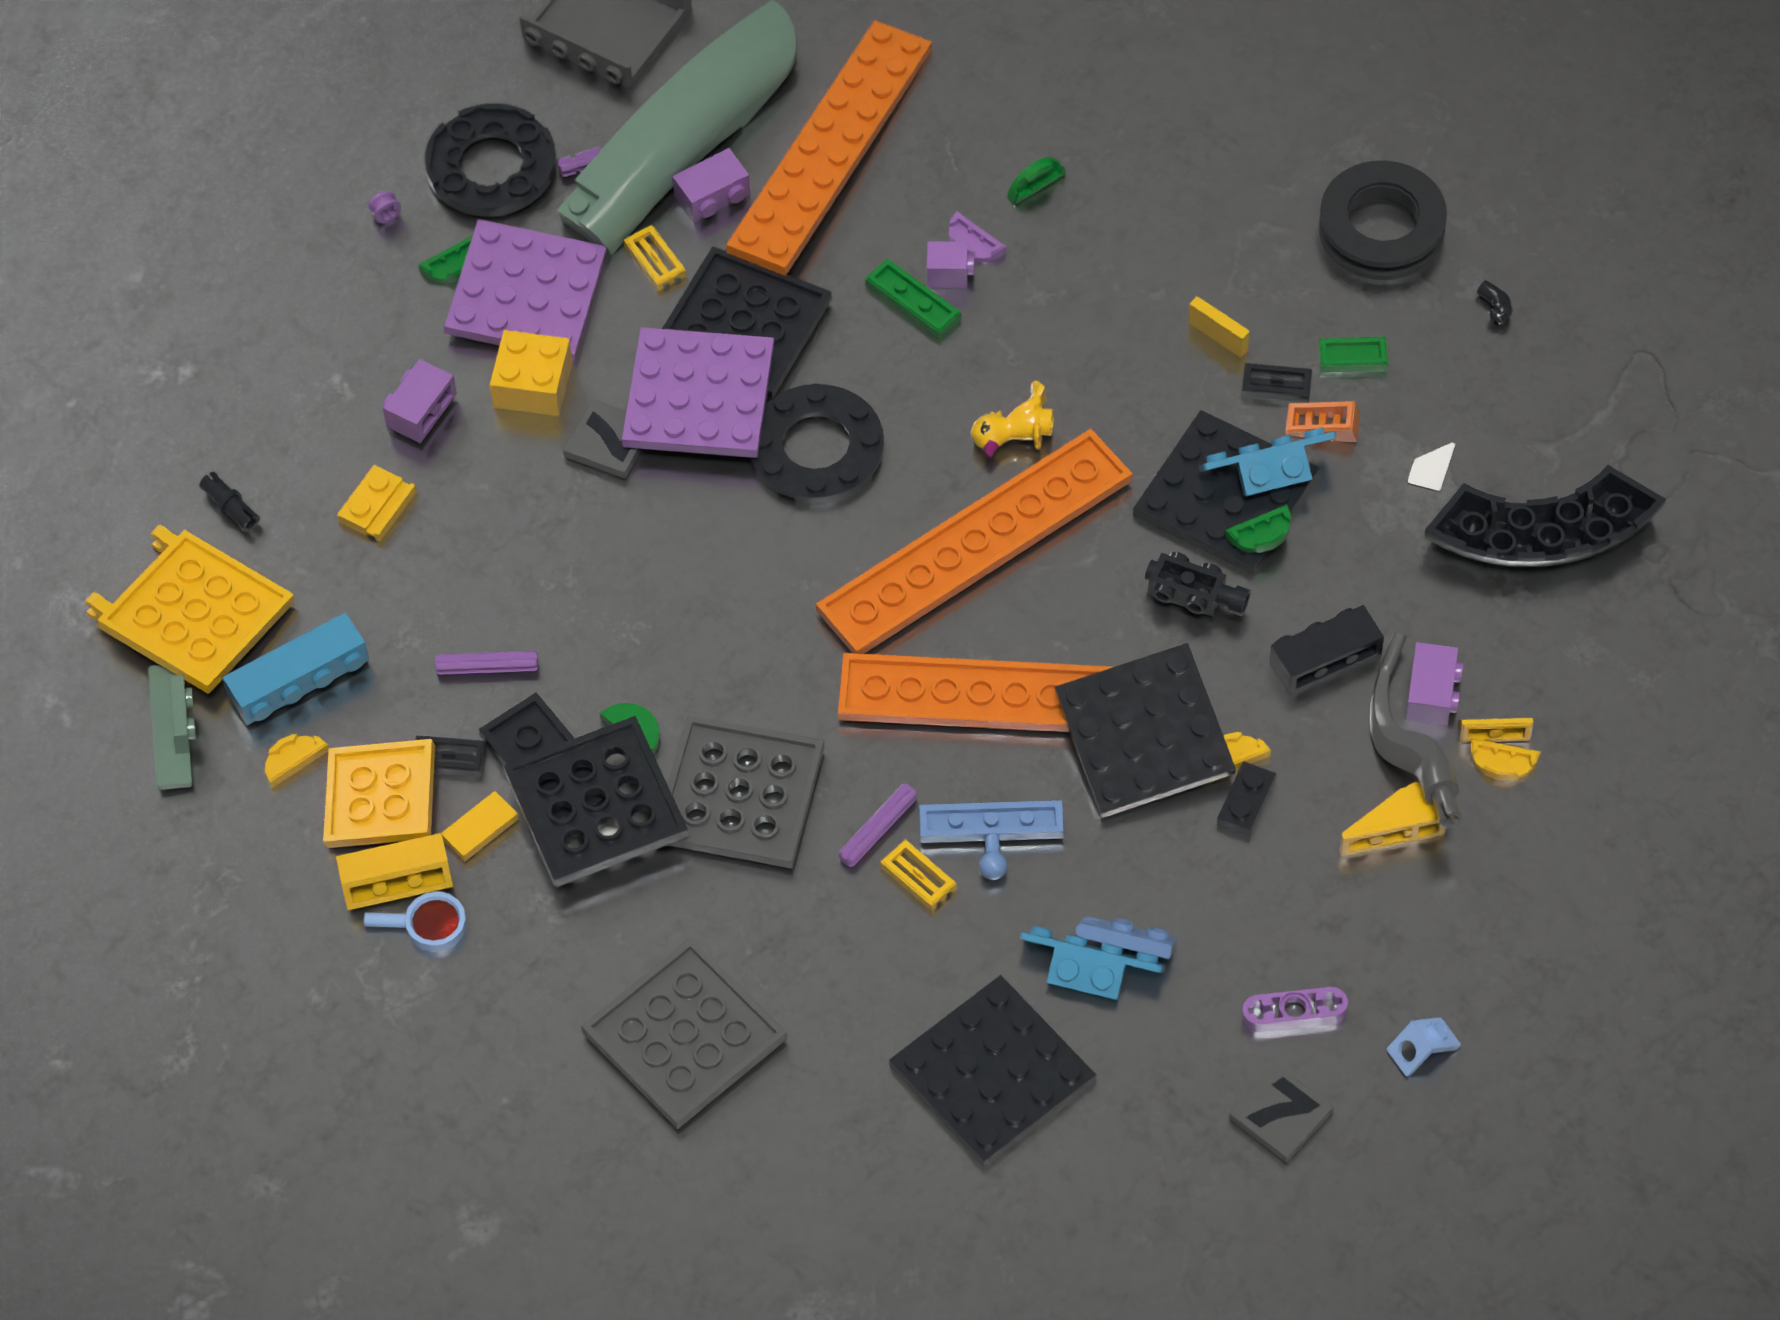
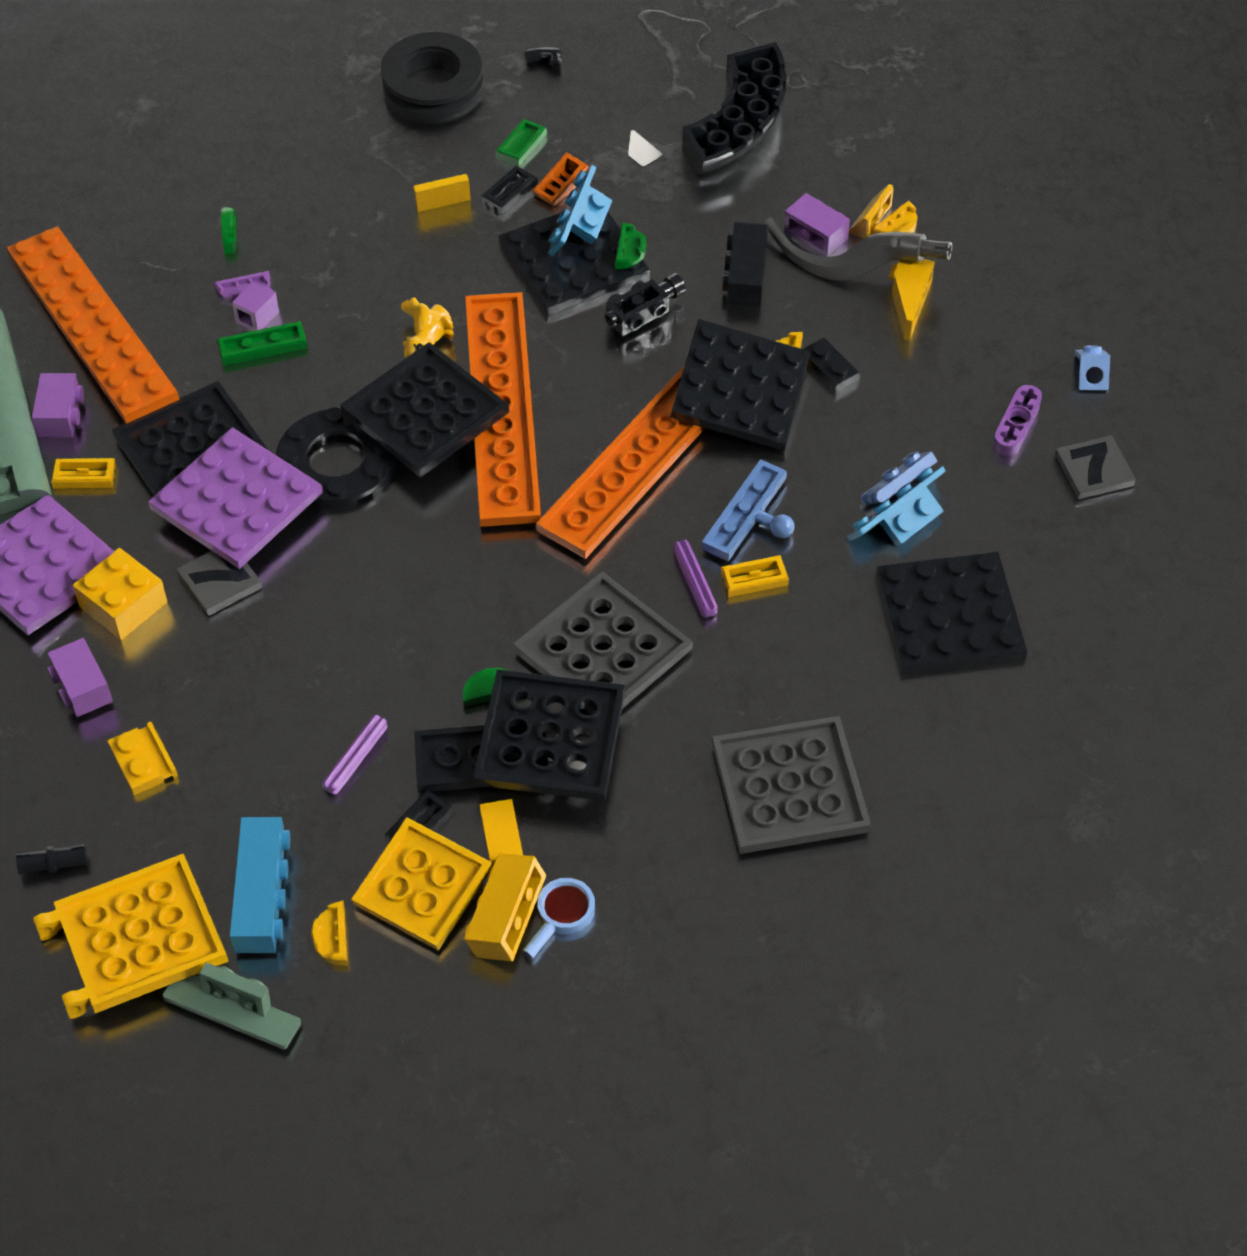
camera: 60 degrees left, 5 degrees down
(910, 478) = (424, 409): none -> black plate

